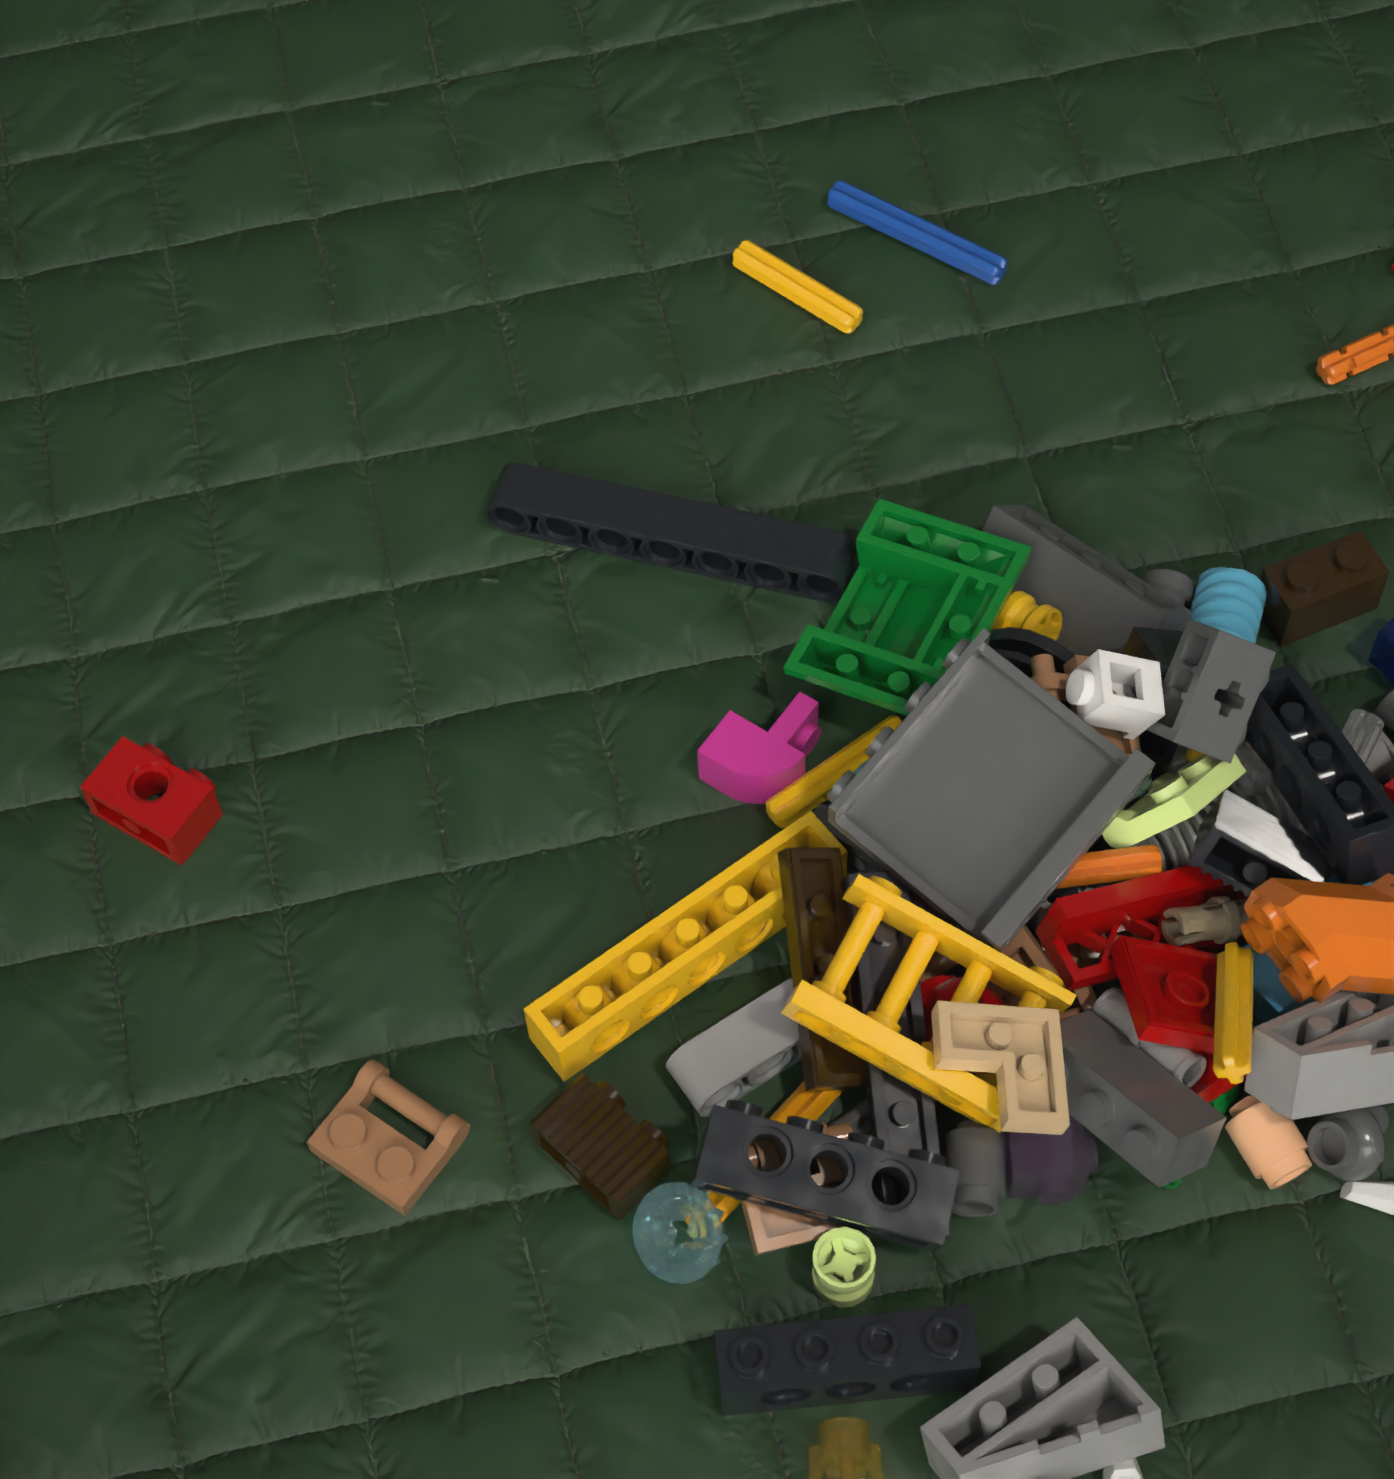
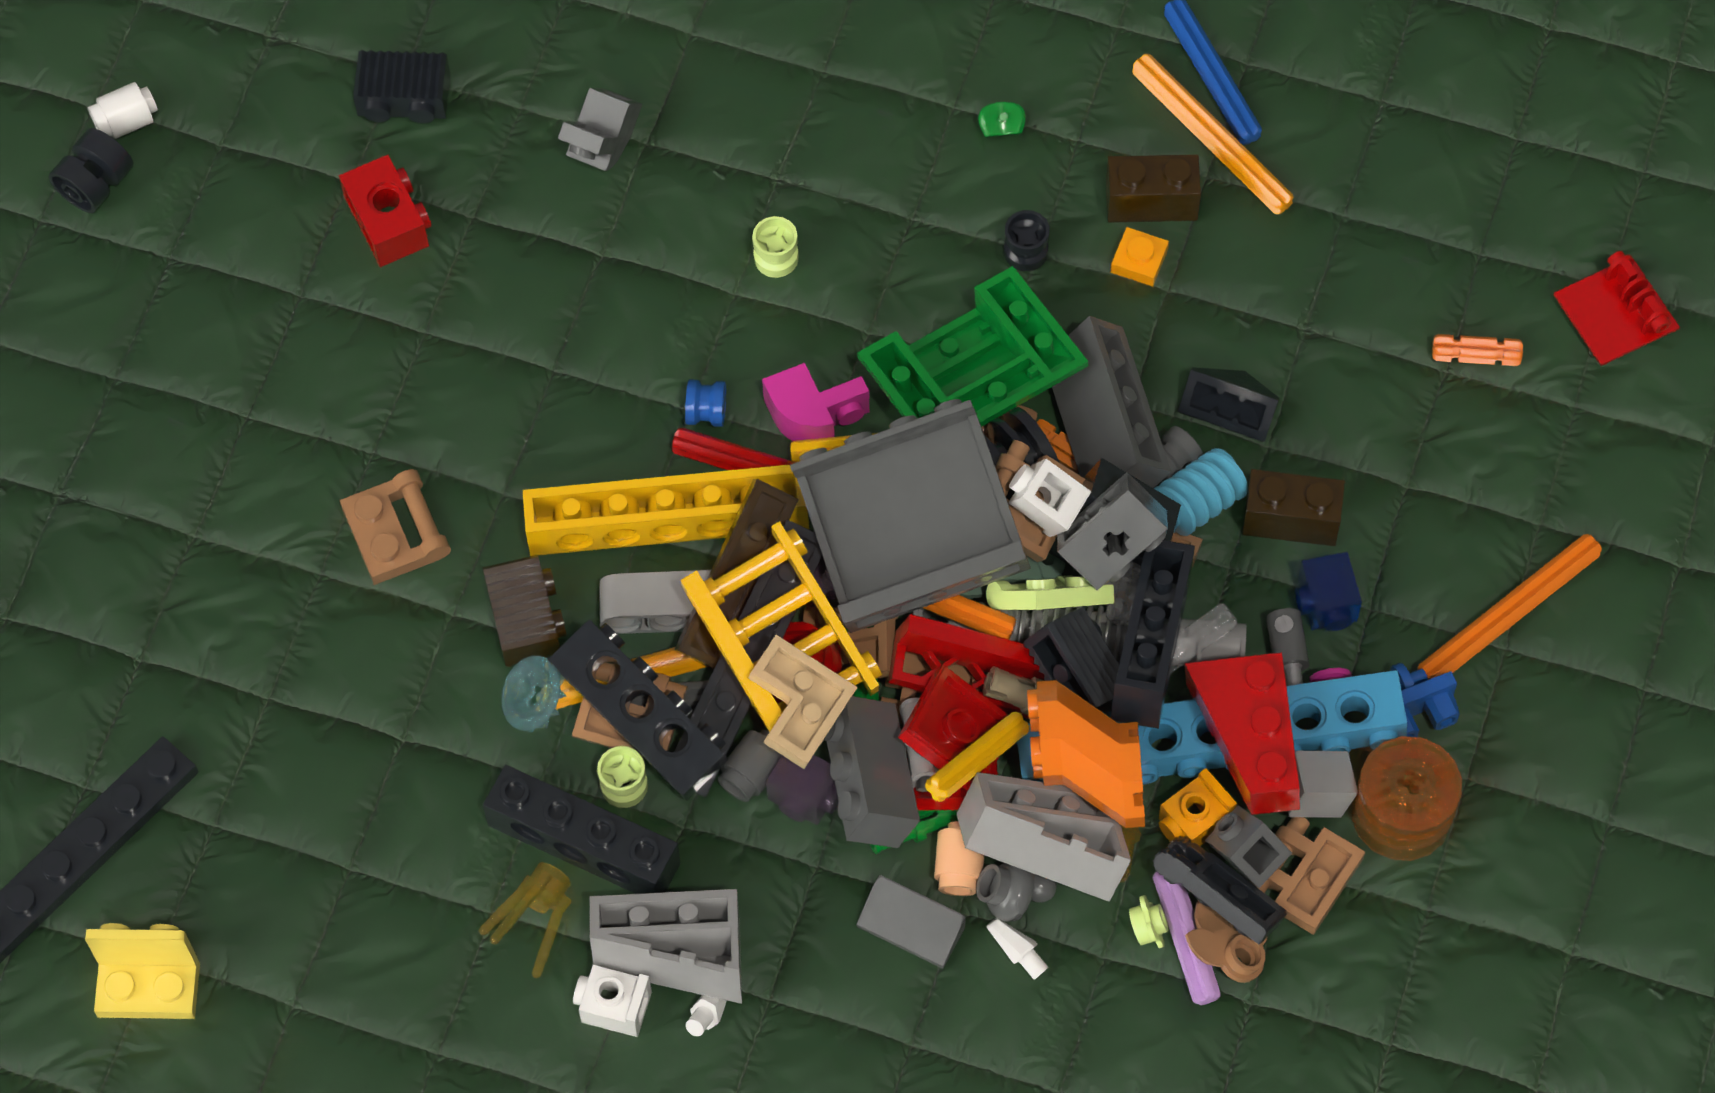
camera: 30 degrees right, 5 degrees up
(87, 661) = (402, 85): none -> black brick
(339, 593) = (601, 129): none -> brick
(607, 615) = (770, 238): none -> yellowish green wheel
(647, 811) = (705, 403): none -> blue wheel
(672, 532) = (862, 209): black beam -> none
(702, 854) = (721, 452): none -> red axle
(747, 377) = (1002, 119): none -> green piece
(797, 287) = (1091, 67): yellow axle -> none
(860, 475) = (1021, 232): none -> black wheel
(948, 362) = (1153, 188): none -> dark brown brick
(961, 288) = (1212, 134): none -> light orange axle
(978, 436) = (1139, 256): none -> light orange plate
(1023, 613) = (1055, 415): yellow wheel -> none
(1176, 524) = (1230, 401): none -> black slope
(1267, 1240) = (911, 921): none -> slope

